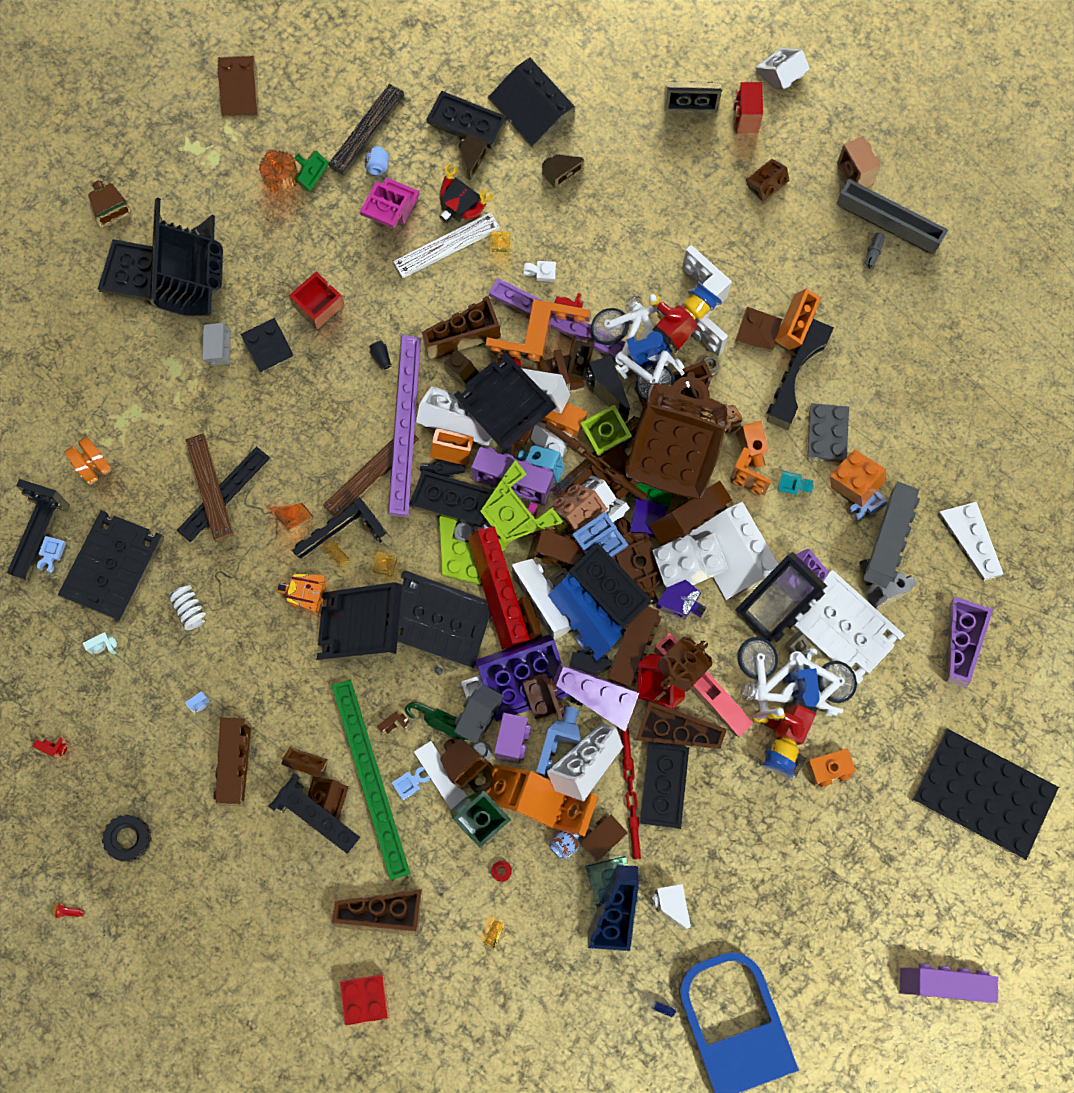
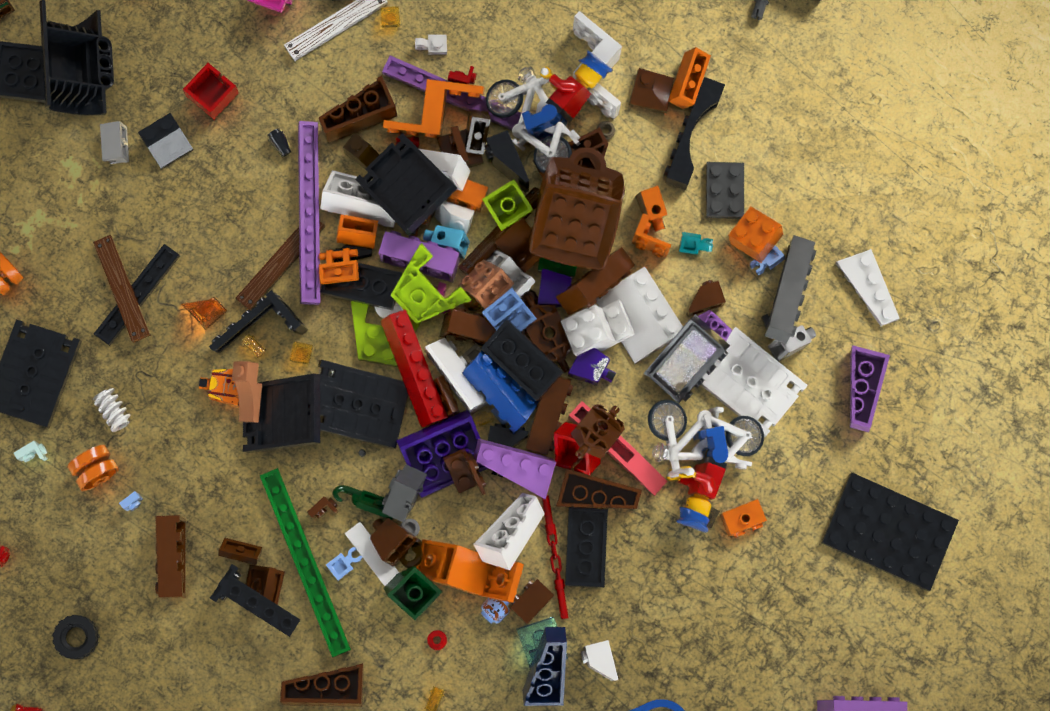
camera: 10 degrees left, 5 degrees up
(161, 664) = (93, 467): none -> orange wheel
(328, 597) = (249, 391): none -> nougat slope
(430, 484) = (338, 271): none -> orange plate
(463, 531) = (375, 315): light grey tile -> none
(471, 684) = (394, 465): white plate -> none
(511, 738) = (437, 514): medium lavender brick -> none
(561, 731) = (487, 503): medium blue plate -> none
(566, 644) = (483, 418): none -> clear yellow plate
(574, 444) = (478, 222): reddish brown piece -> none
(734, 420) = (632, 182): medium nougat head -> none
(797, 643) = (705, 401): dark tan plate -> none
(805, 537) = (707, 298): none -> reddish brown slope

